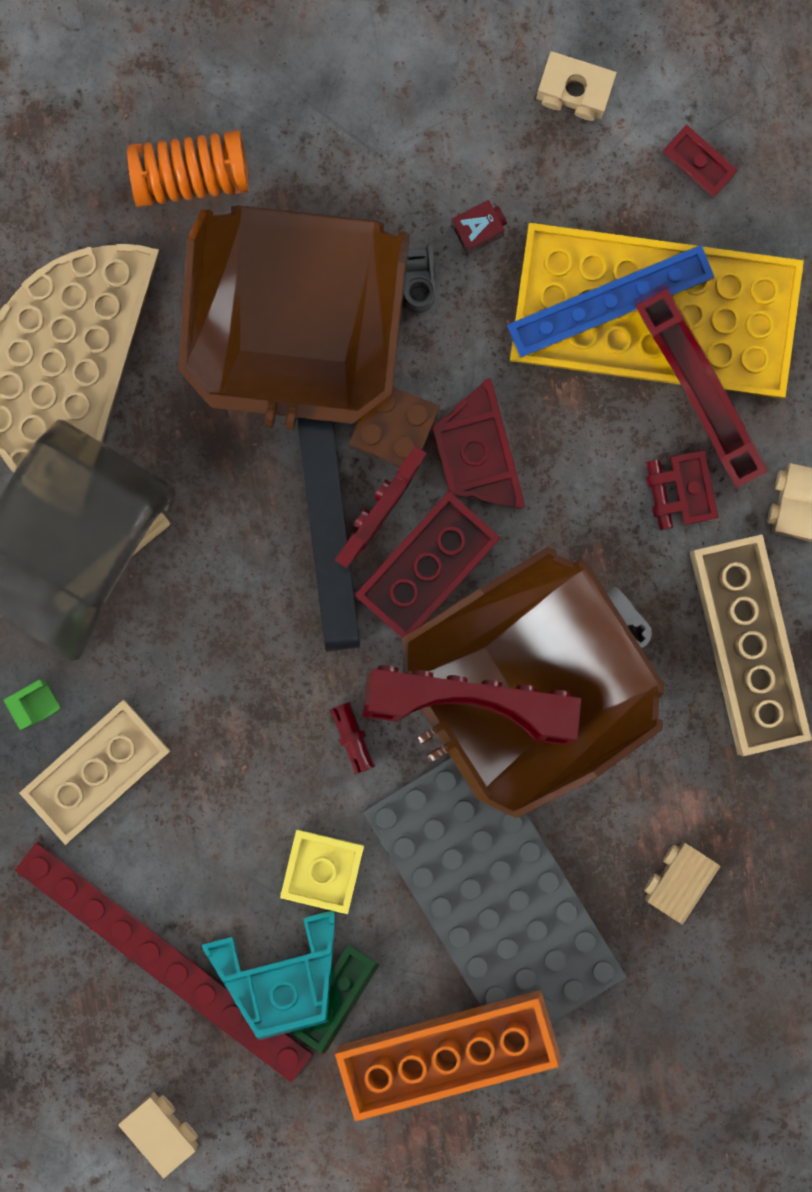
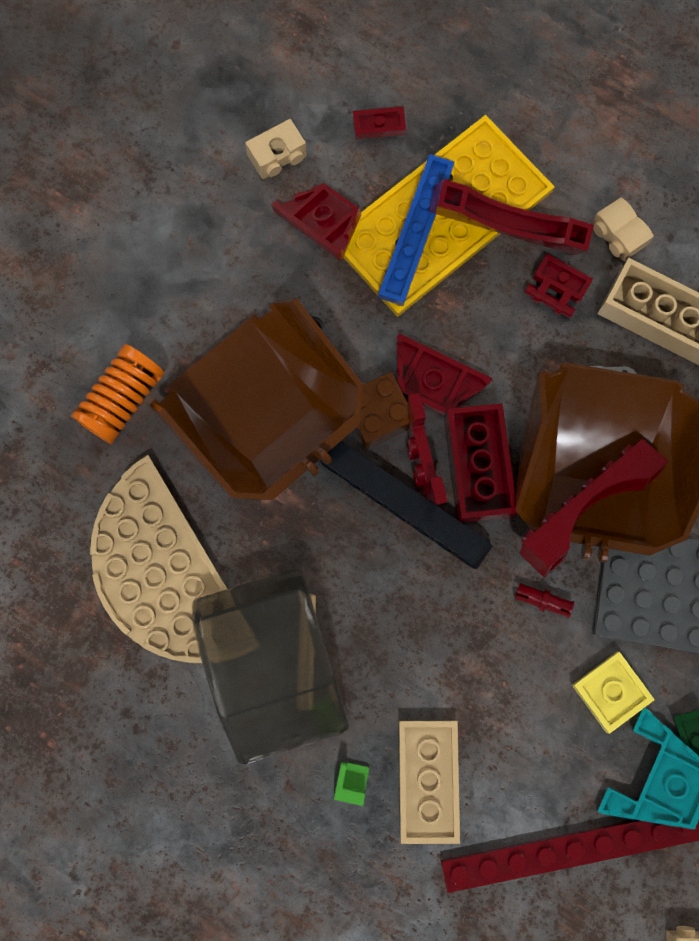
camera: 50 degrees left, 10 degrees down
(479, 226) = (305, 266): dark red brick -> none
(542, 198) = (322, 217): none -> dark red wing

